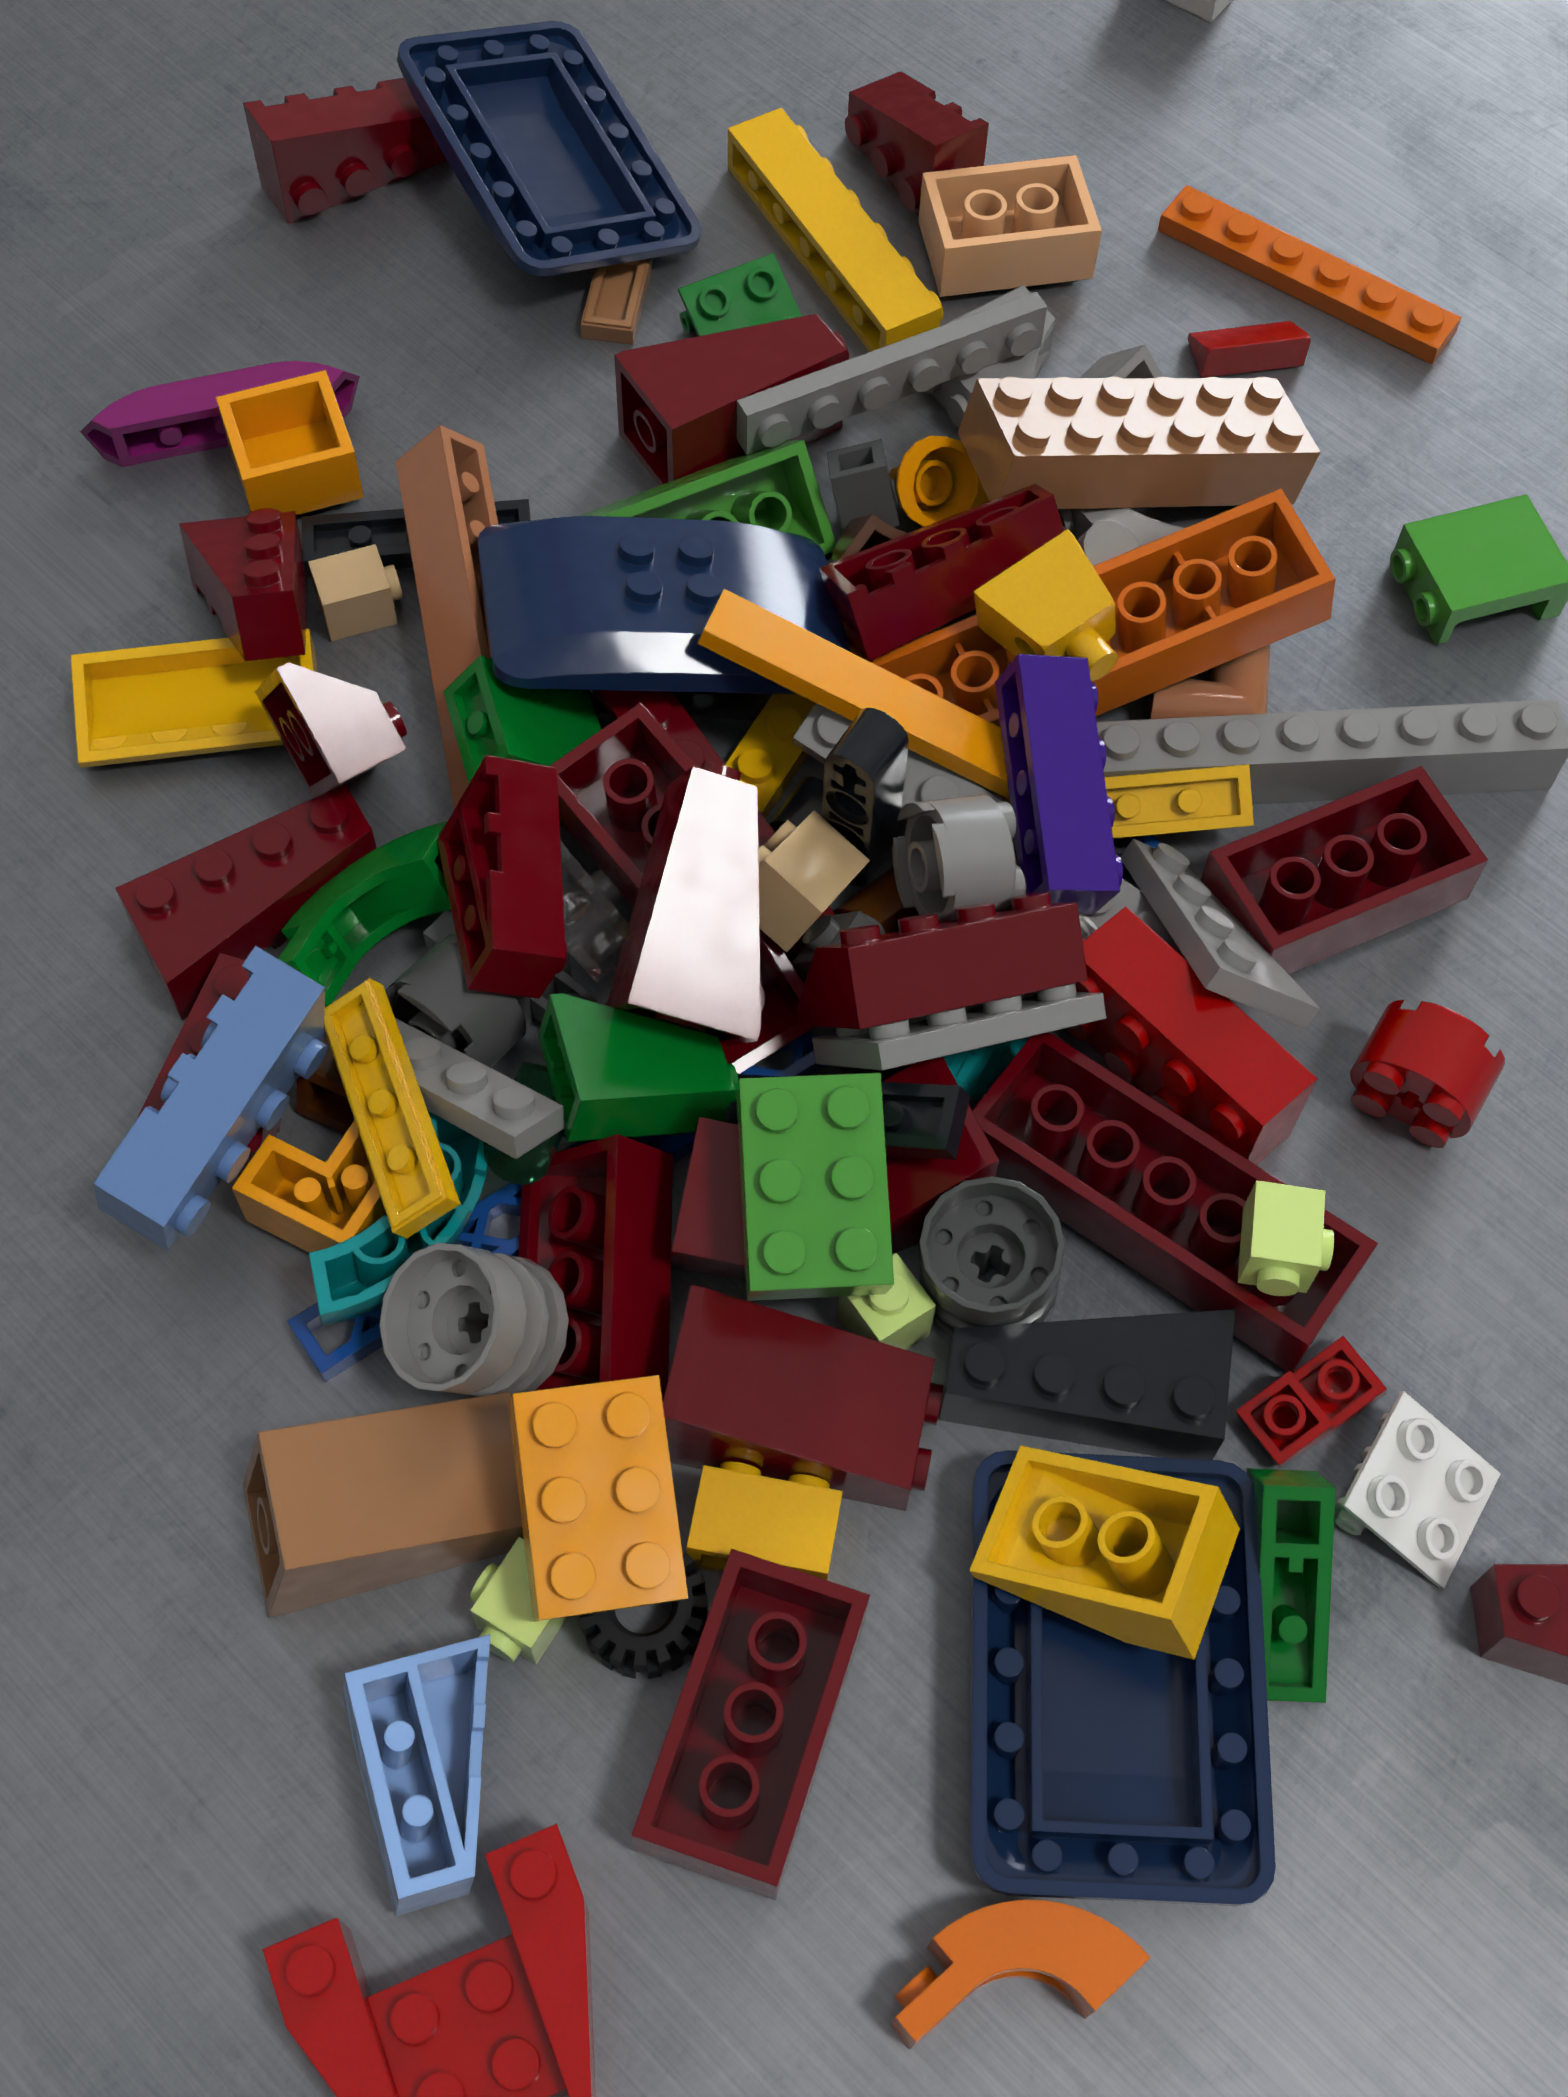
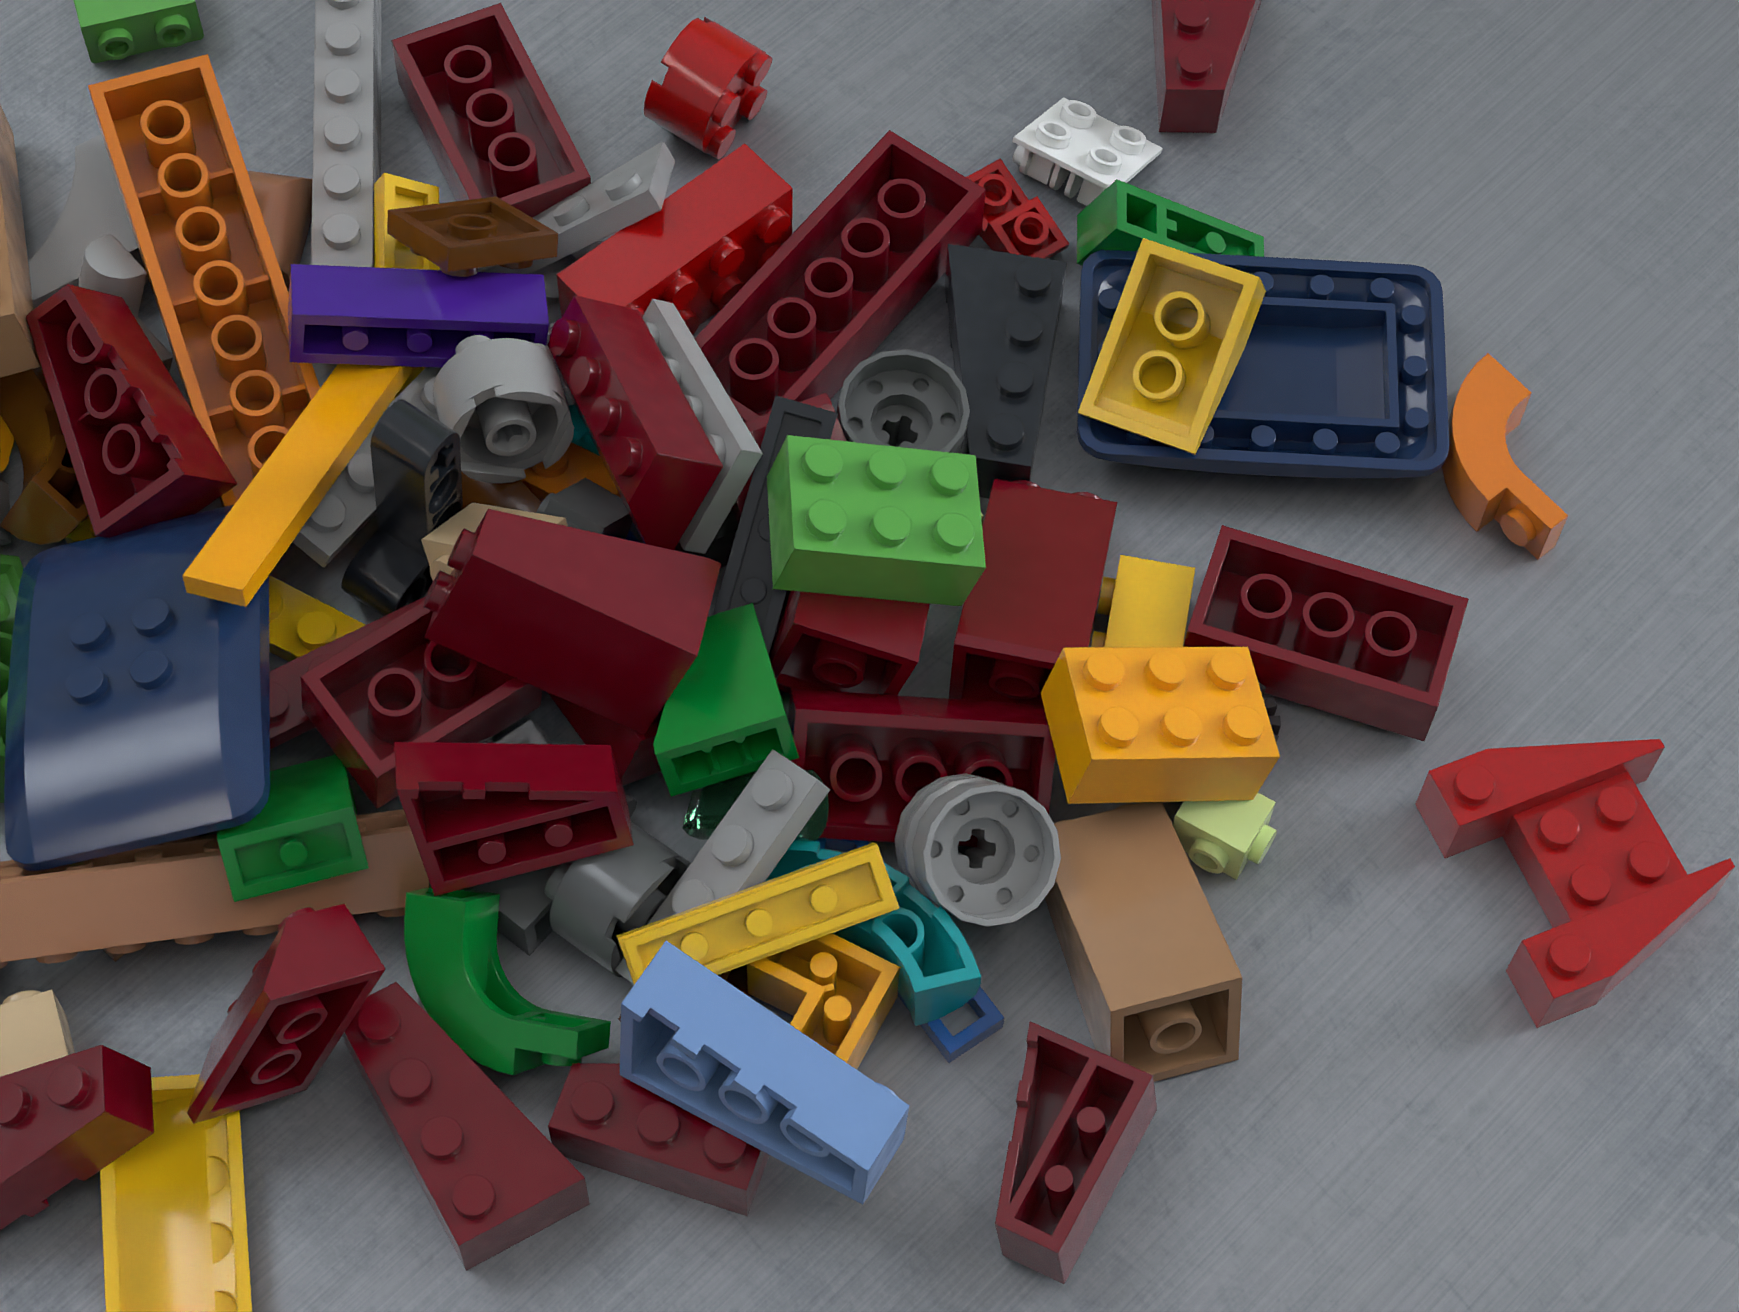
camera: 90 degrees left, 0 degrees up
(158, 1418) = (1067, 1149): none -> dark red wedge
(420, 1764) = (1382, 894): light blue wedge -> none
(1051, 606) = (213, 298): yellow torso -> none
(1157, 822) = (472, 235): none -> reddish brown plate
(1283, 1238) = (900, 187): yellowish green brick -> none

